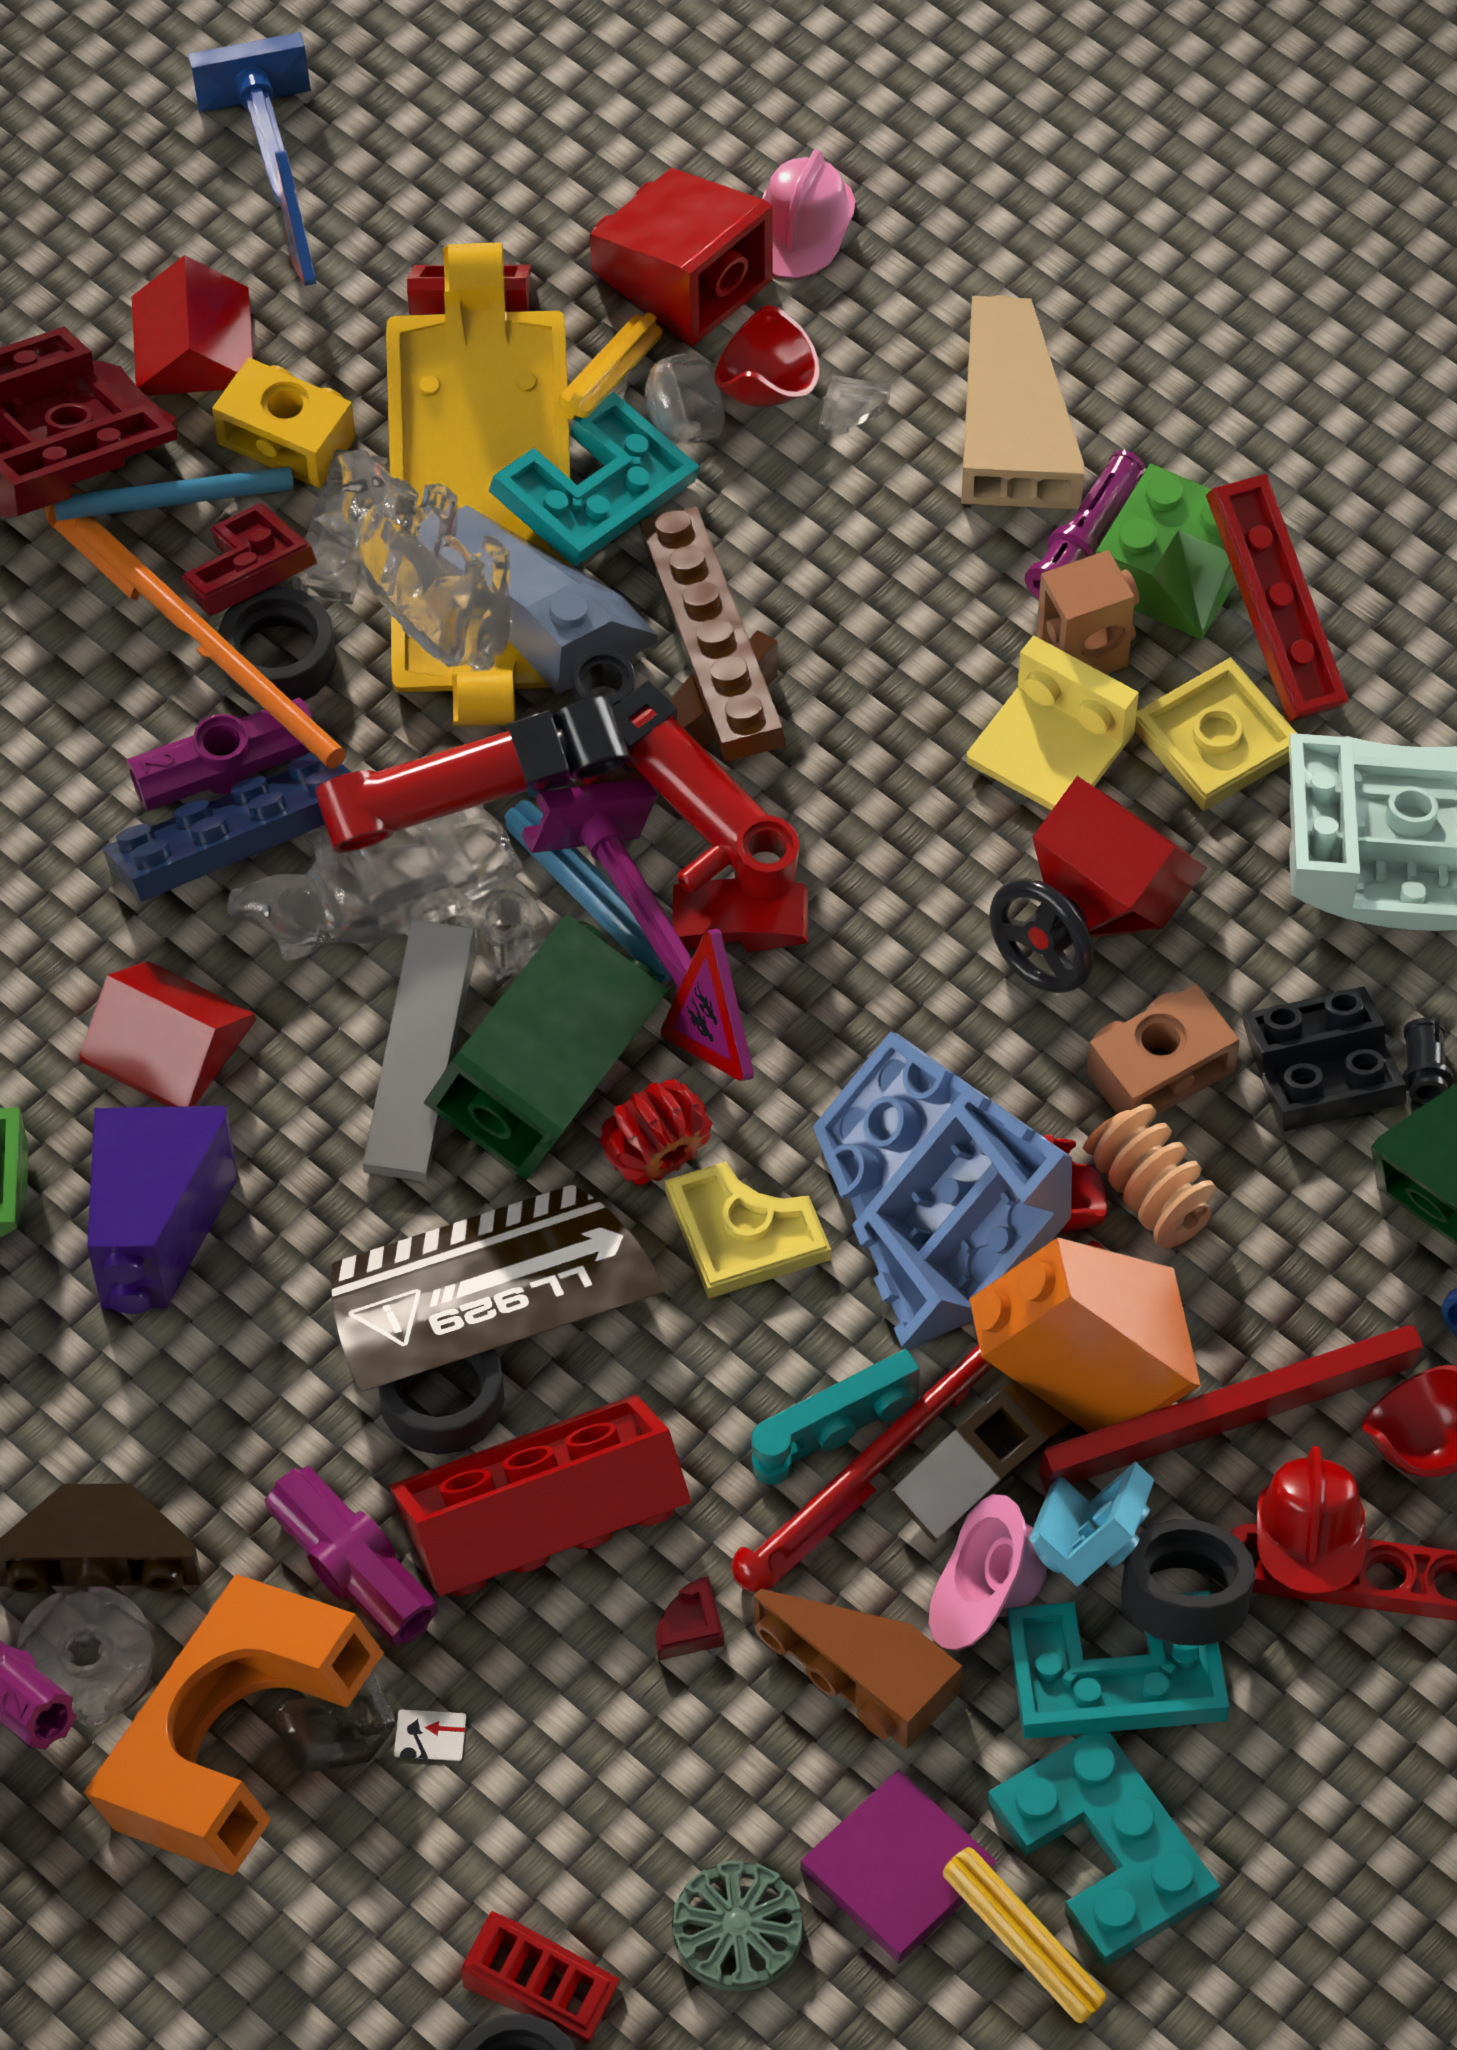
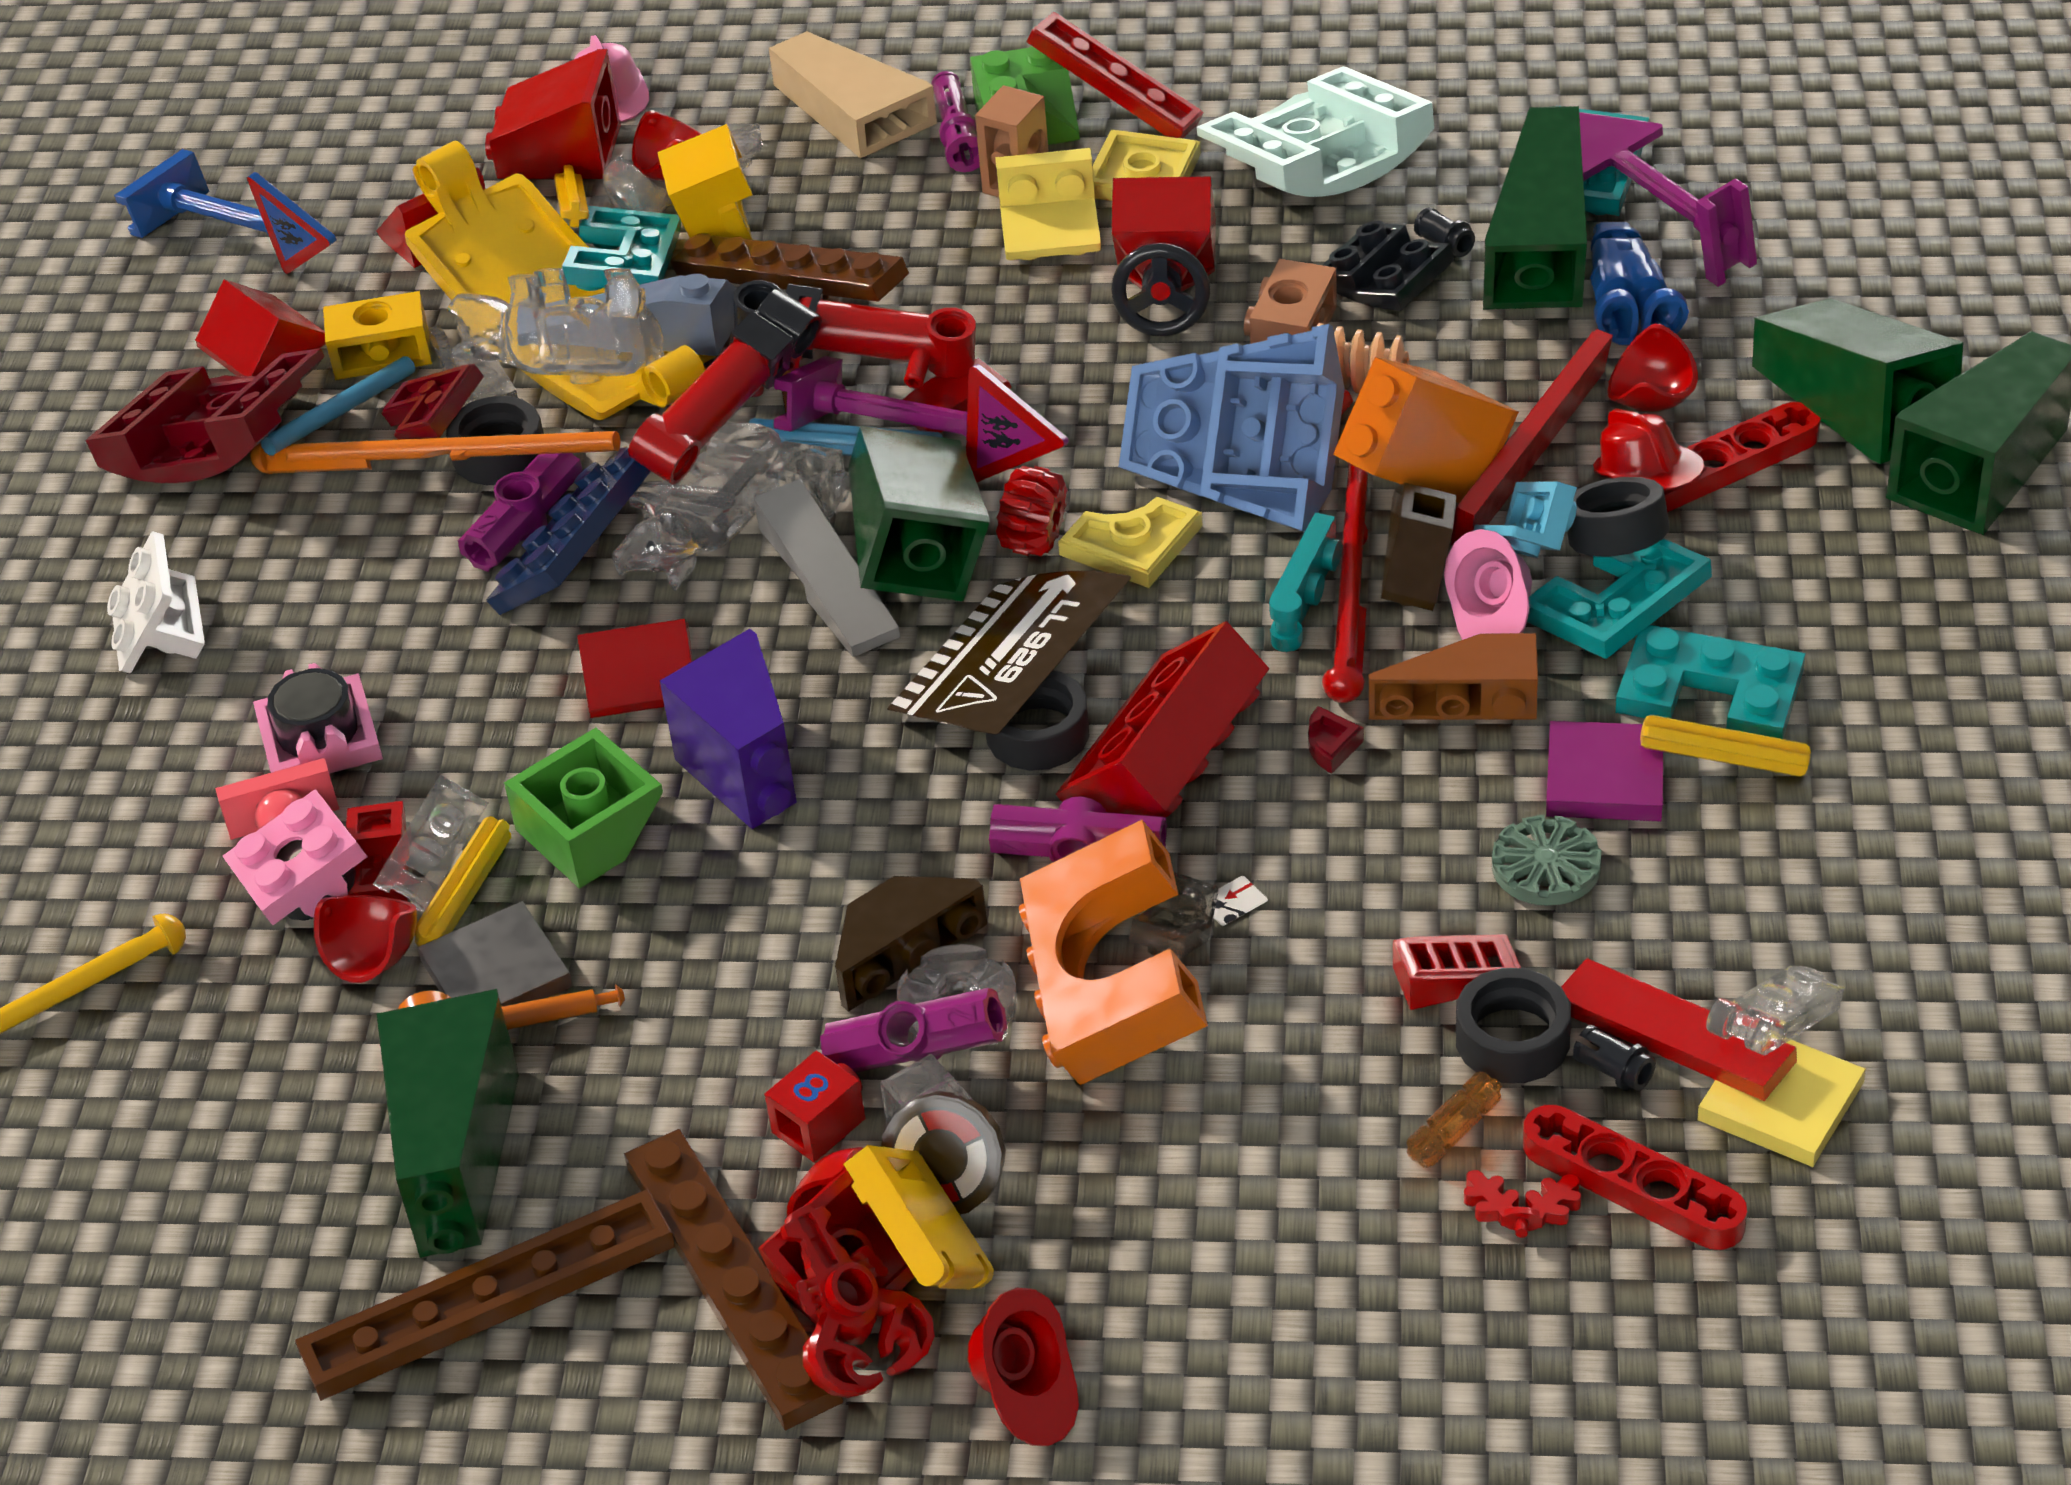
camera: 35 degrees left, 15 degrees down
(737, 459) = (707, 184): none -> yellow plate

